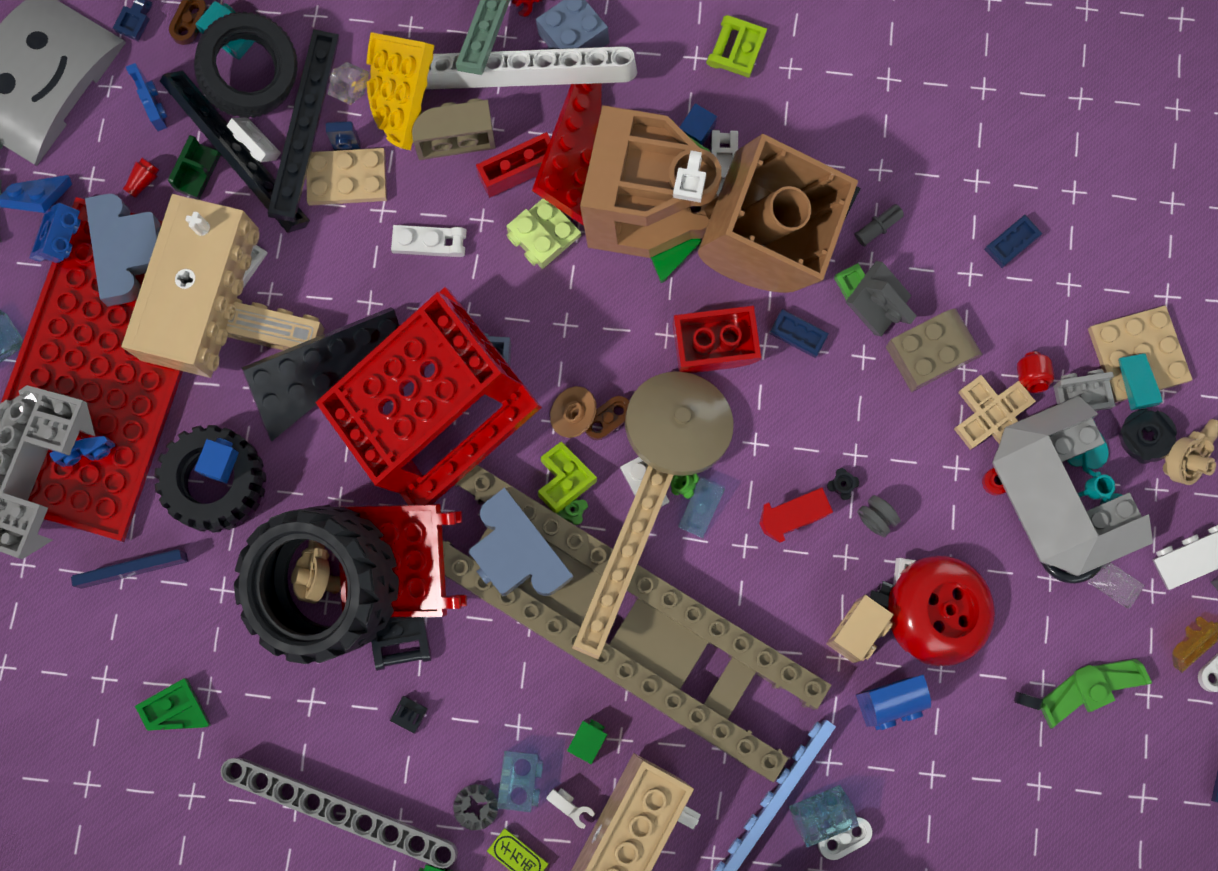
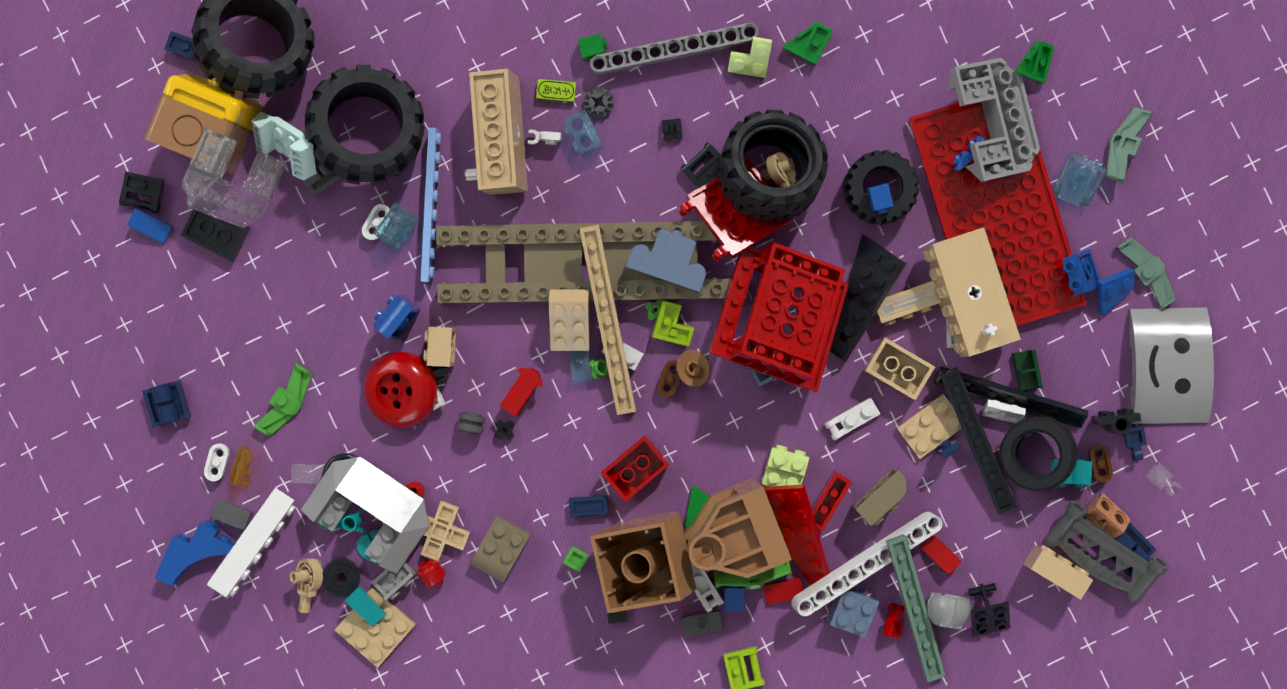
camera: 150 degrees right, 10 degrees up
(120, 246) = (1034, 290): sand blue brick -> none
(129, 569) = (892, 105): dark blue tile -> none
(134, 46) = (1123, 416): none -> black plate
(140, 177) = (1057, 343): red cone -> none
(147, 93) = (1091, 399): blue wing -> none
(254, 728) = (754, 63): none -> yellowish green plate
(336, 259) = (898, 368): none -> tan brick
(348, 83) = (970, 485): clear brick -> none
(397, 84) = (936, 502): yellow plate -> none
(432, 27) = (940, 554): none -> red slope
(587, 741) = (558, 180): green brick -> none
(633, 98) = (782, 590): none -> red slope
(679, 423) = (624, 401): dark tan dish -> none
(682, 559) = (569, 320): none -> tan brick
(690, 181) = (705, 542): white plate -> none
(750, 122) = (702, 623): none -> dark grey plate
(879, 225) = (582, 607): dark grey axle -> none
(881, 300) = (551, 557): dark grey bracket -> none
(1013, 241) = (494, 649): dark blue plate -> none
(1028, 701) = (318, 369): black tile -> none

